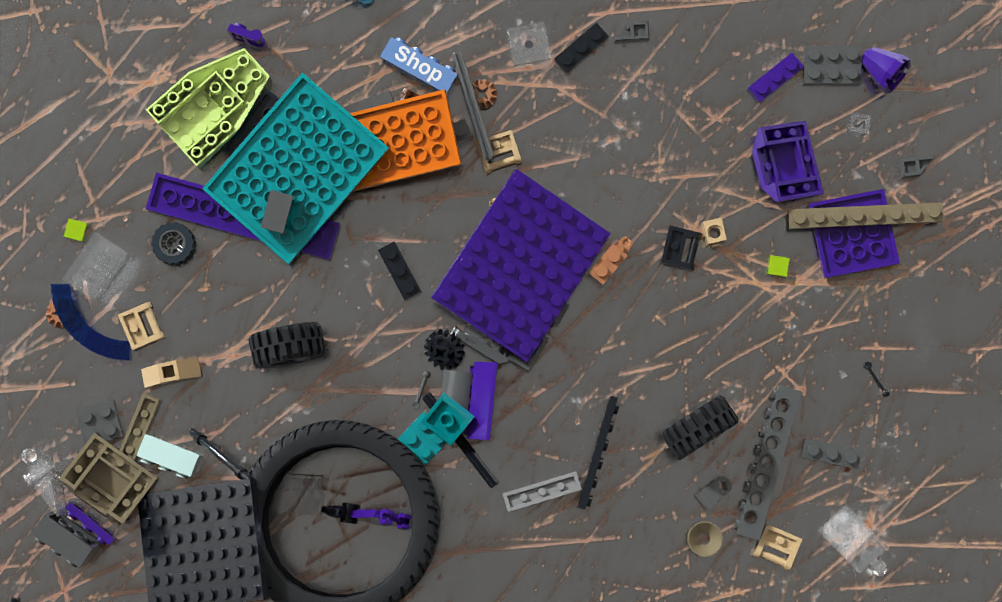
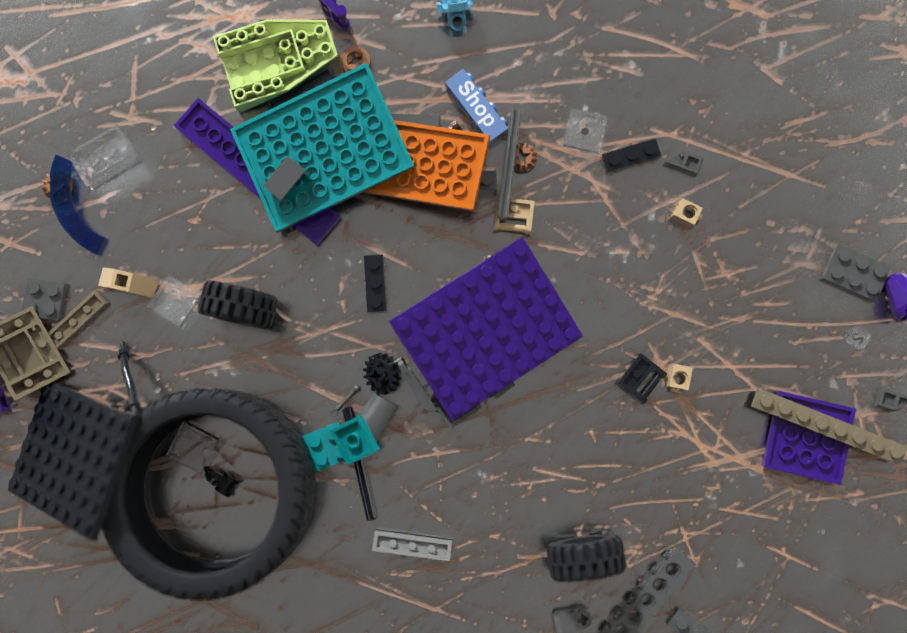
camera: 30 degrees right, 0 degrees up
(75, 230) = (104, 117): lime tile -> none
(135, 328) = (115, 228): tan plate -> none
(168, 456) = (89, 357): light aqua brick -> none
(169, 233) = (173, 168): black wheel -> none
(222, 369) = (174, 300): none -> clear plate
(285, 63) = (358, 53): none -> nougat gear
(383, 518) = (249, 507): dark purple tile -> none
(481, 401) = (394, 437): dark purple slope -> none
(596, 460) = (475, 541): black plate -> none
(610, 261) = (571, 361): nougat hinge -> none
(649, 85) = (678, 213): none -> tan brick
(775, 77) = (798, 261): dark purple plate -> none
(778, 266) = (724, 435): lime tile -> none
(786, 162) = (775, 343): dark purple slope -> none
(868, 365) = (768, 566): black hinge -> none

